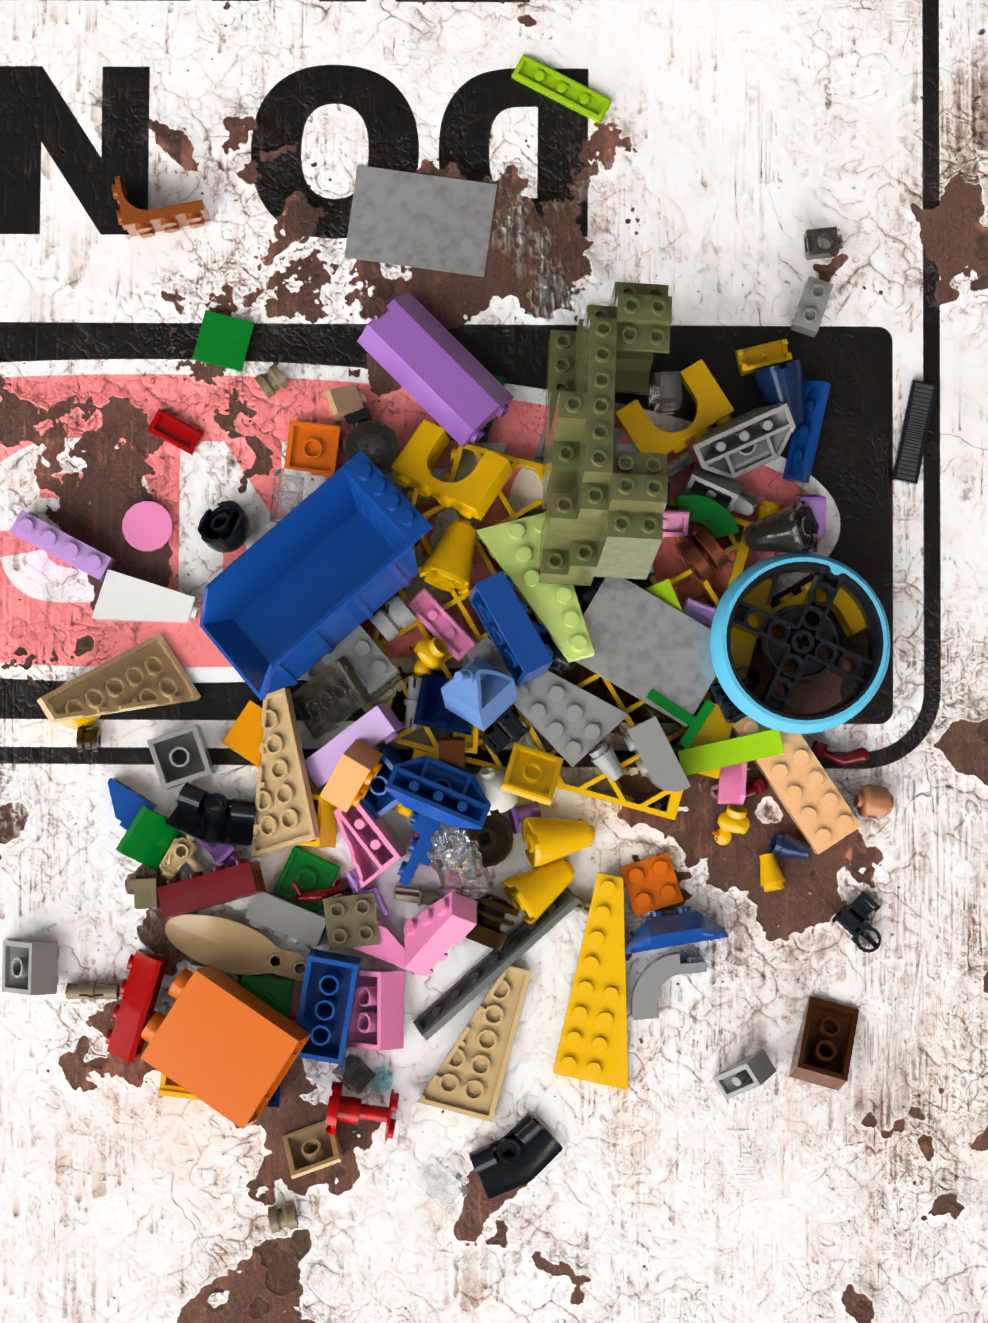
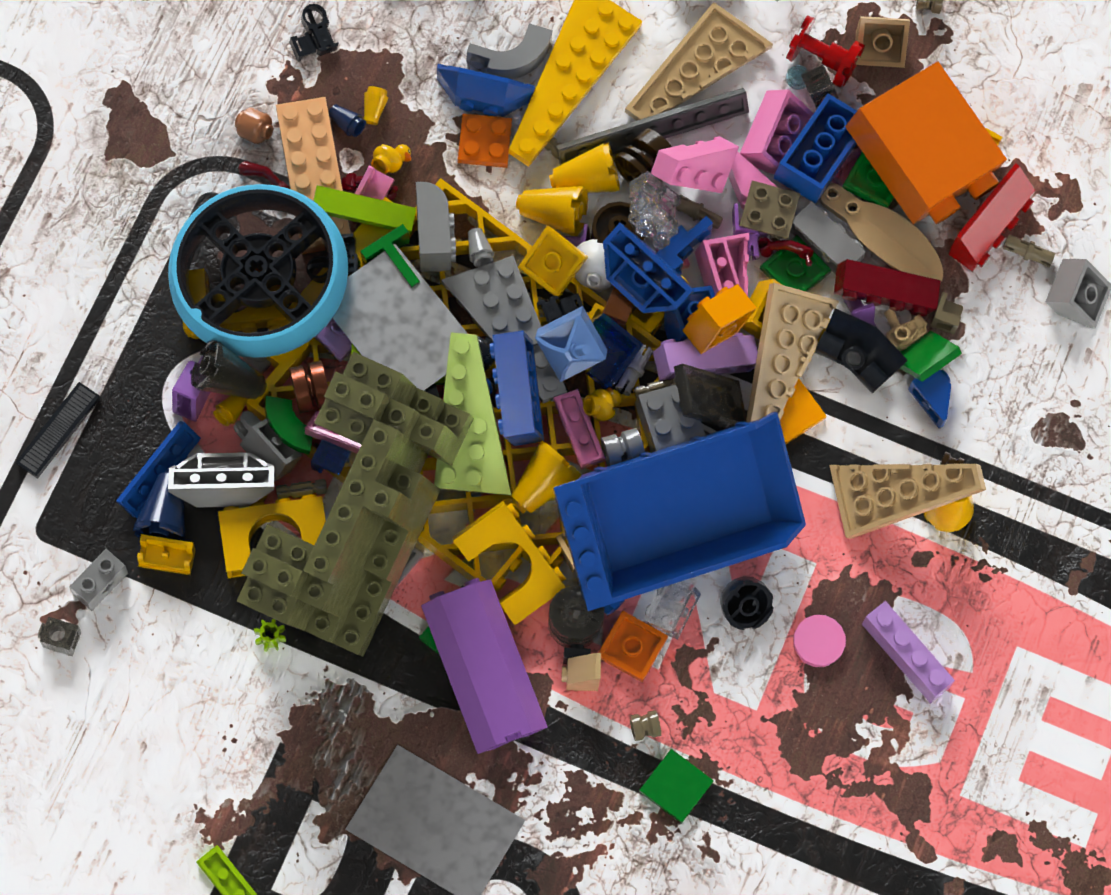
camera: 170 degrees left, 15 degrees down
(140, 601) = (851, 571): white slope -> none
(175, 432) = (757, 719): red tile -> none
(181, 757) = (869, 414): light grey brick -> none

